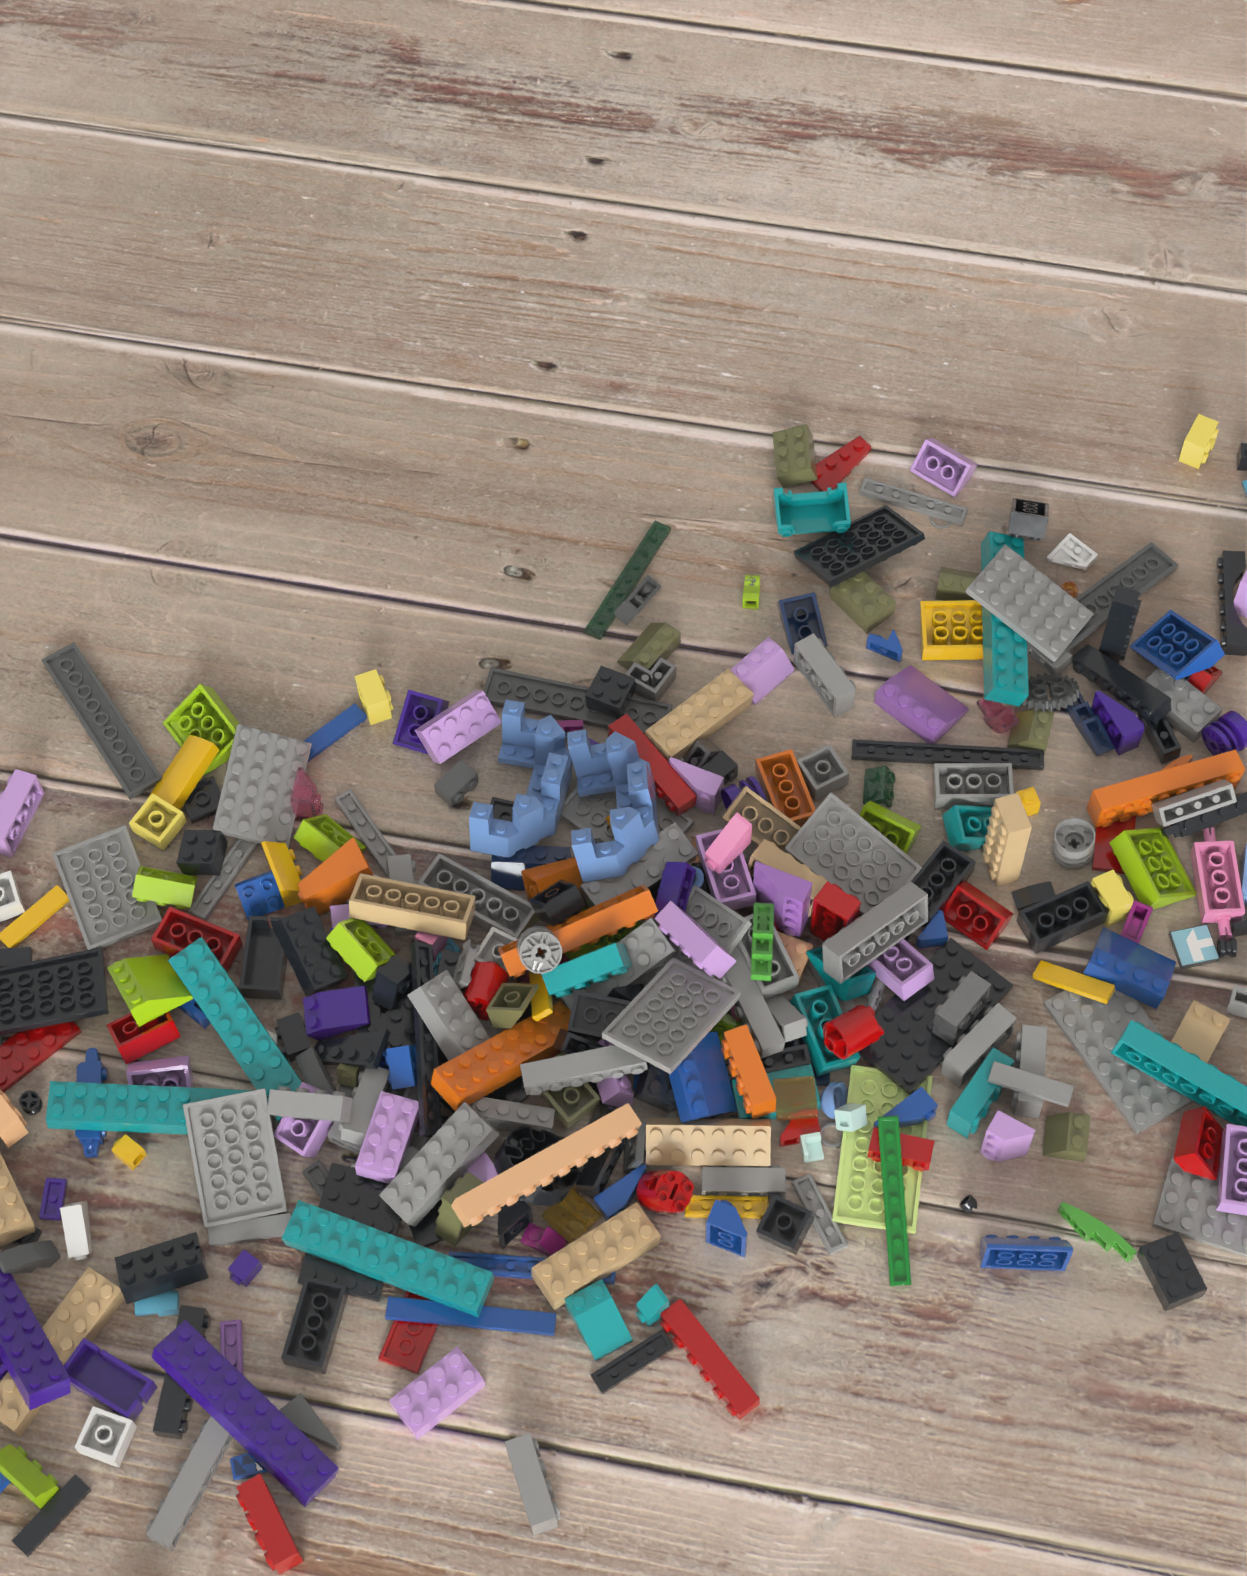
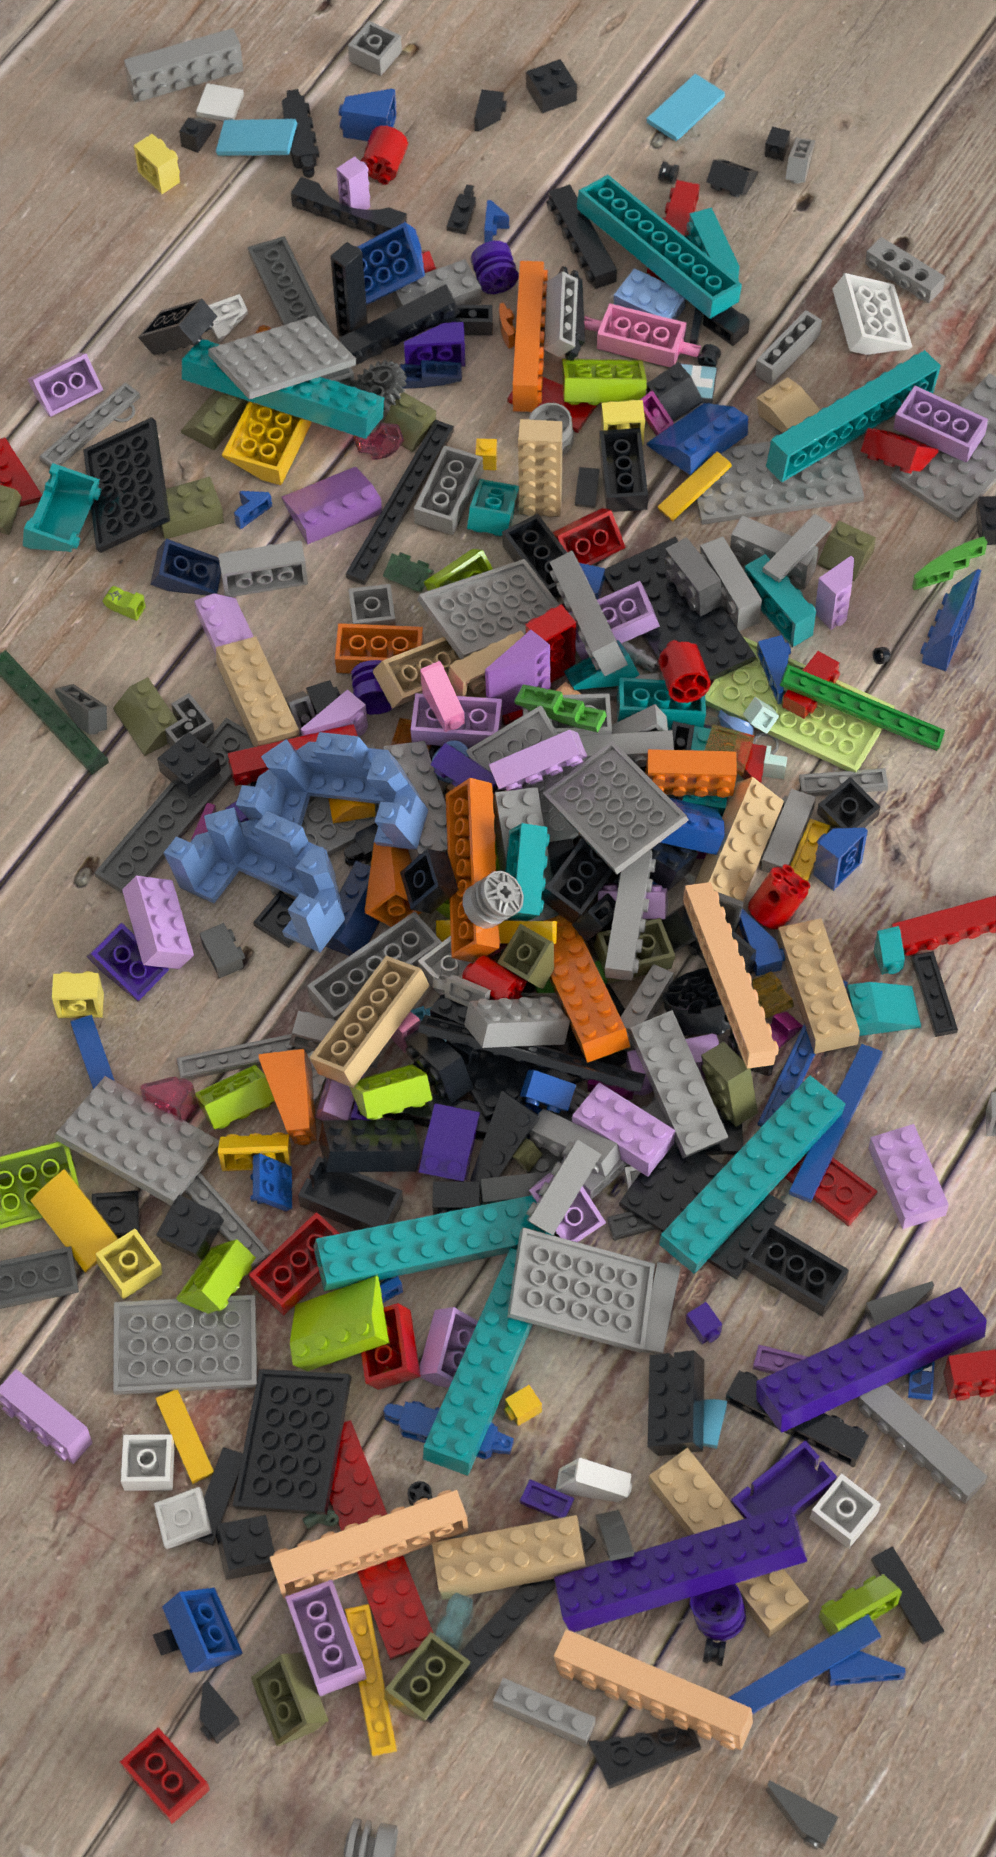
camera: 70 degrees left, 0 degrees up
(1168, 930) = (675, 391): none -> black slope

